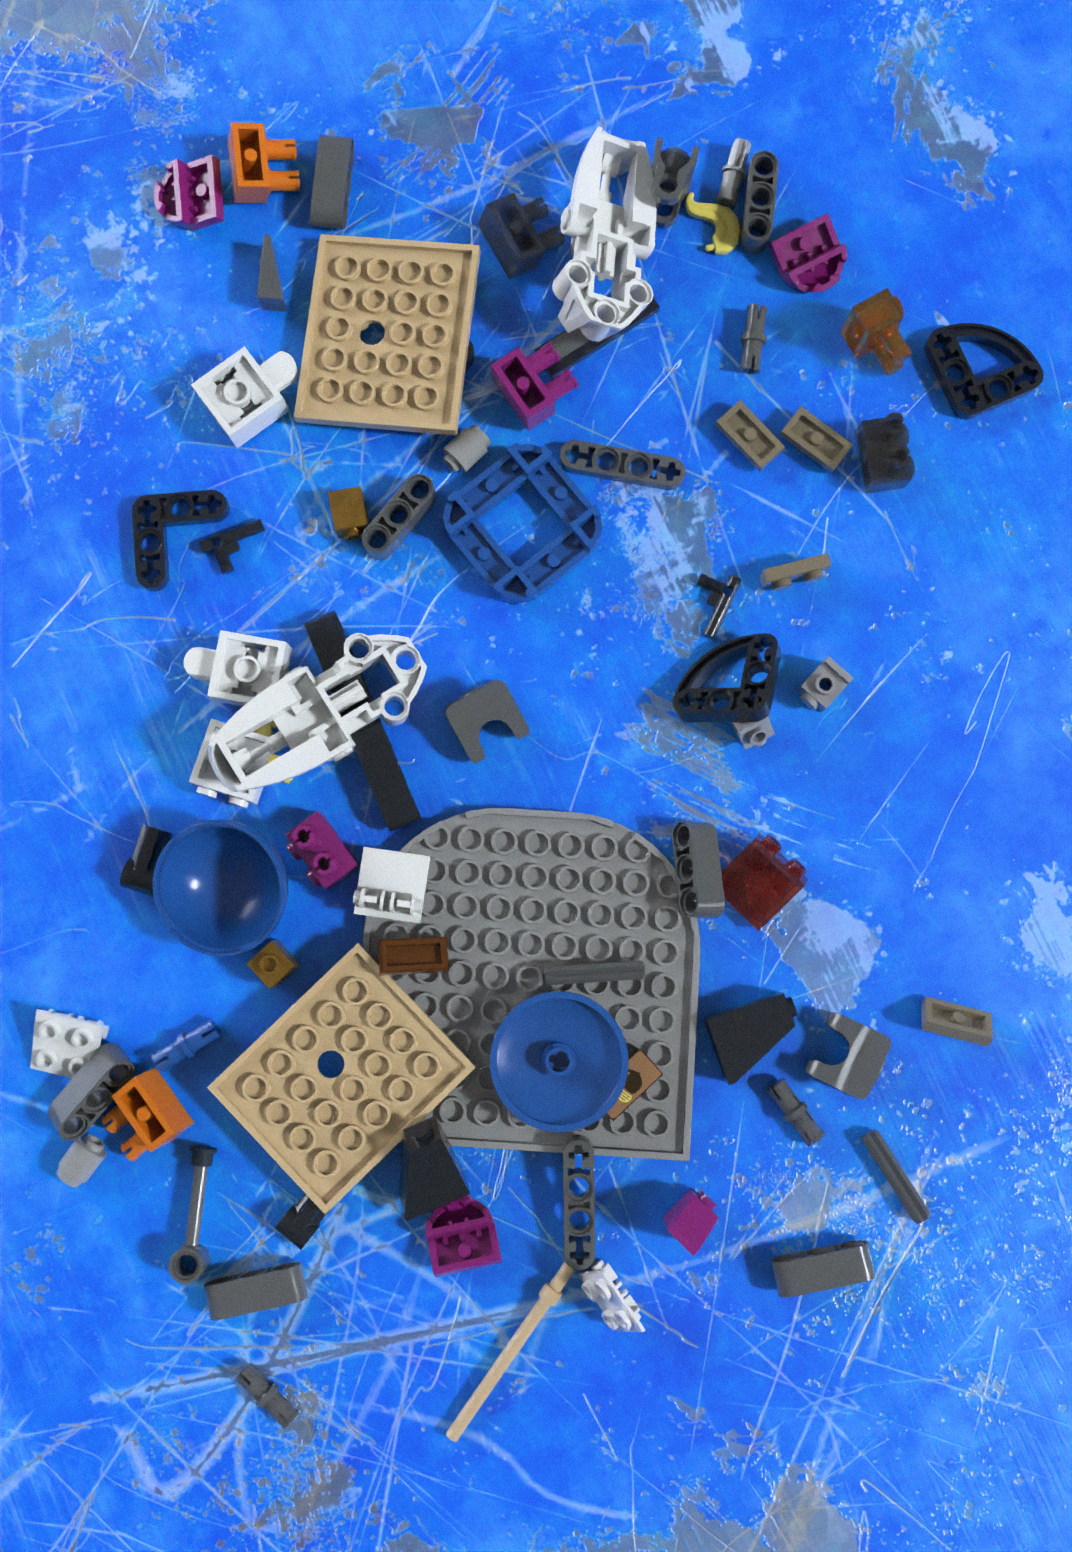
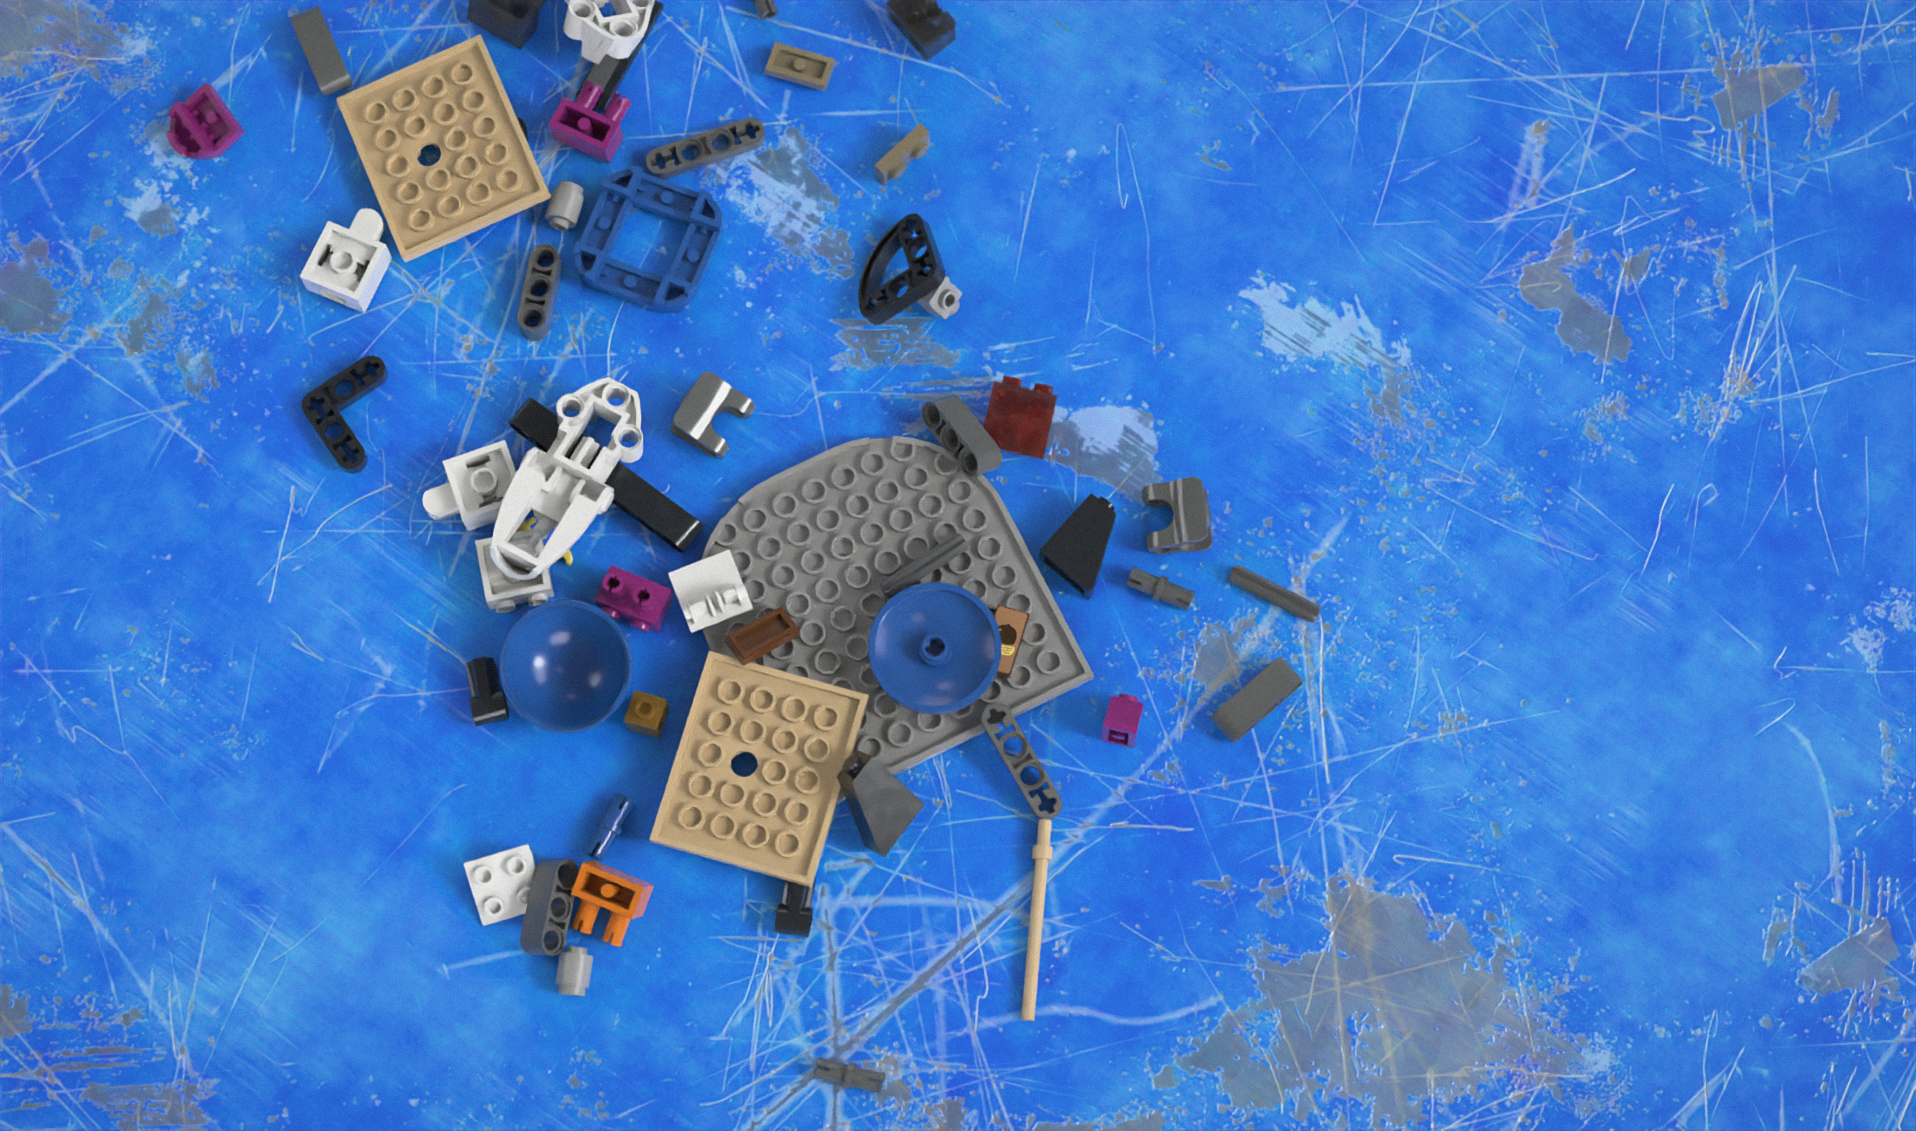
camera: 30 degrees left, 10 degrees down
(201, 1159) = (679, 912): dark grey piece -> none
(229, 543) = (404, 394): black hose -> none
(249, 159) = (242, 73): orange brick -> none
(255, 1290) = (788, 992): dark grey beam -> none
(270, 287) = (320, 166): dark grey slope -> none
(349, 512) = (494, 311): pearl gold brick -> none
(462, 1237) = (939, 847): magenta slope -> none
(618, 1308) = (1094, 822): white hinge -> none
(718, 600) = (852, 213): black hose -> none
(816, 439) = (857, 39): dark tan plate -> none
(834, 675) = (985, 220): light grey brick -> none
(956, 1021) = (1249, 439): dark tan plate -> none

